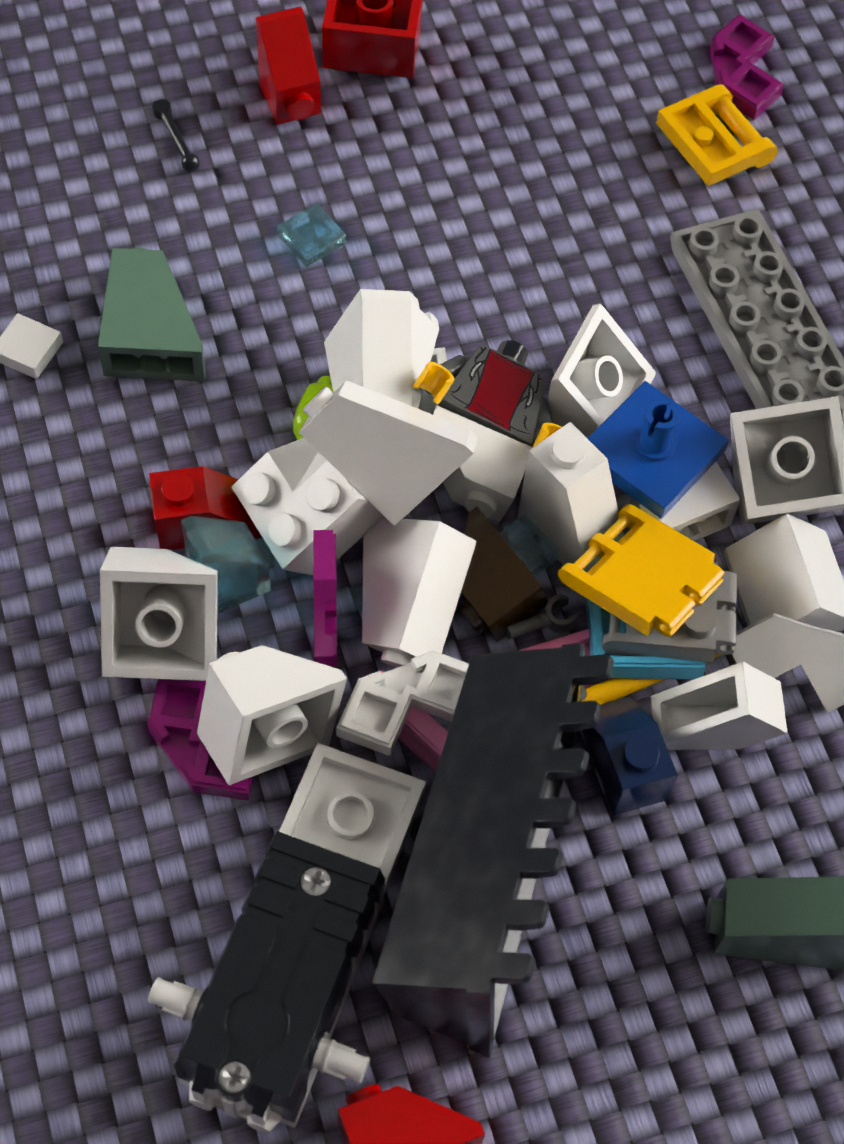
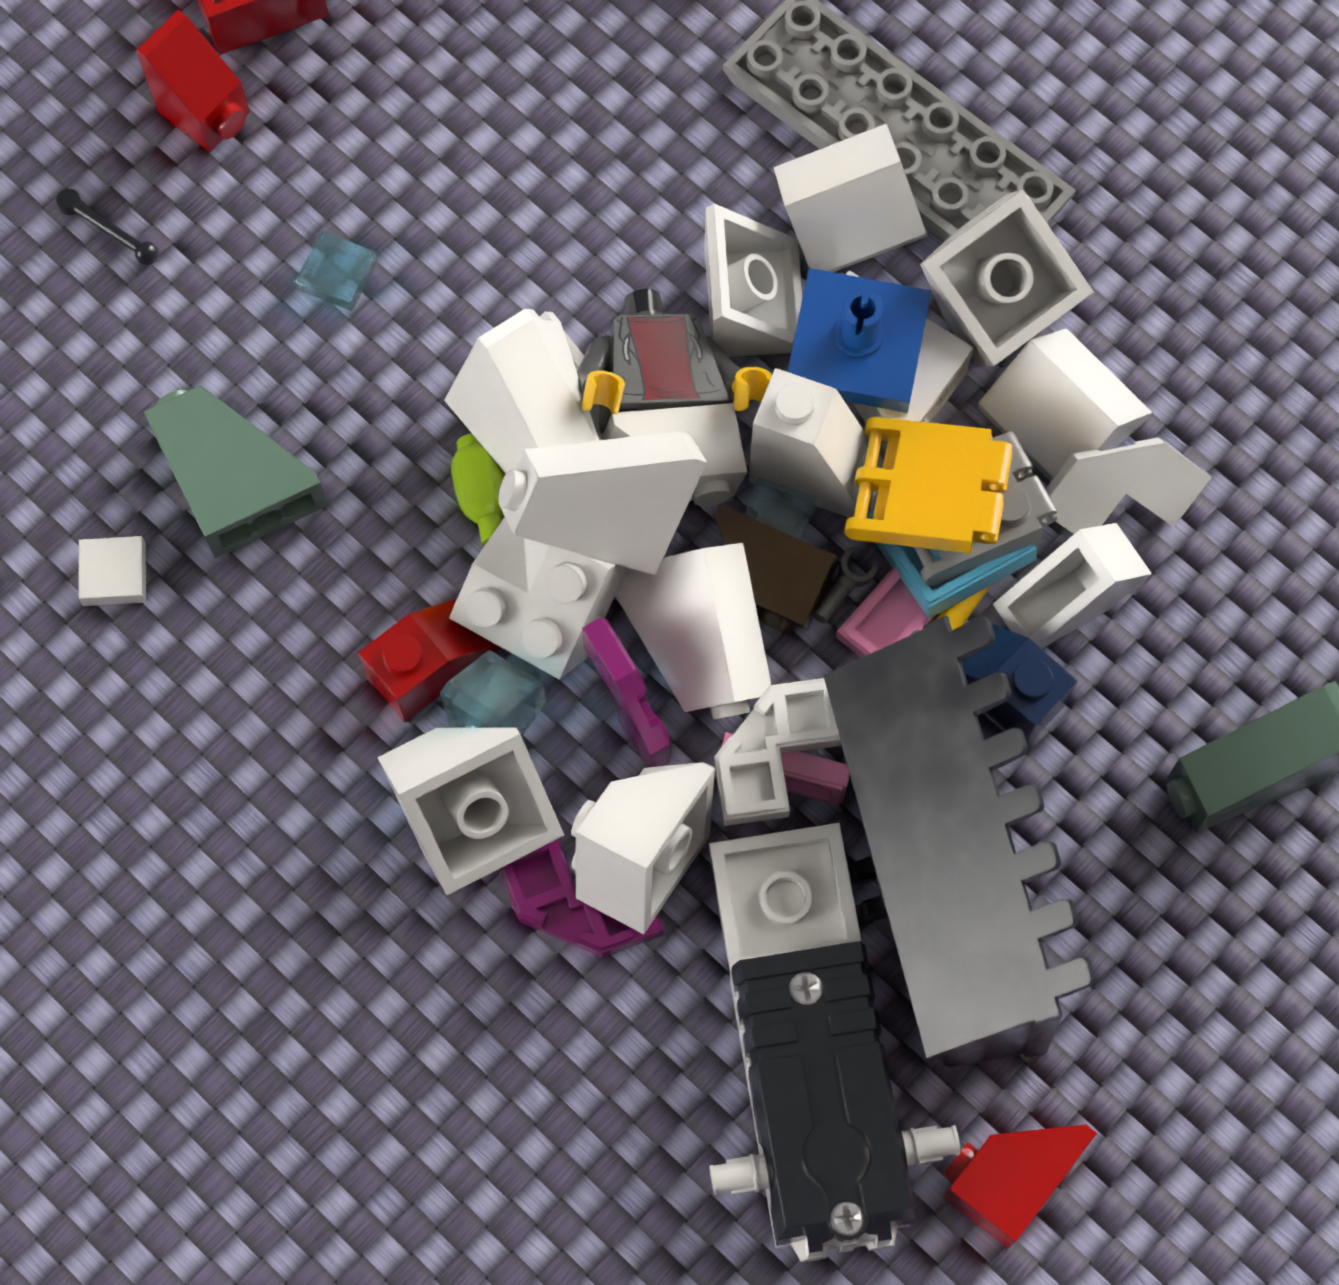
camera: 25 degrees left, 10 degrees up
(709, 361) = (850, 201): none -> white slope

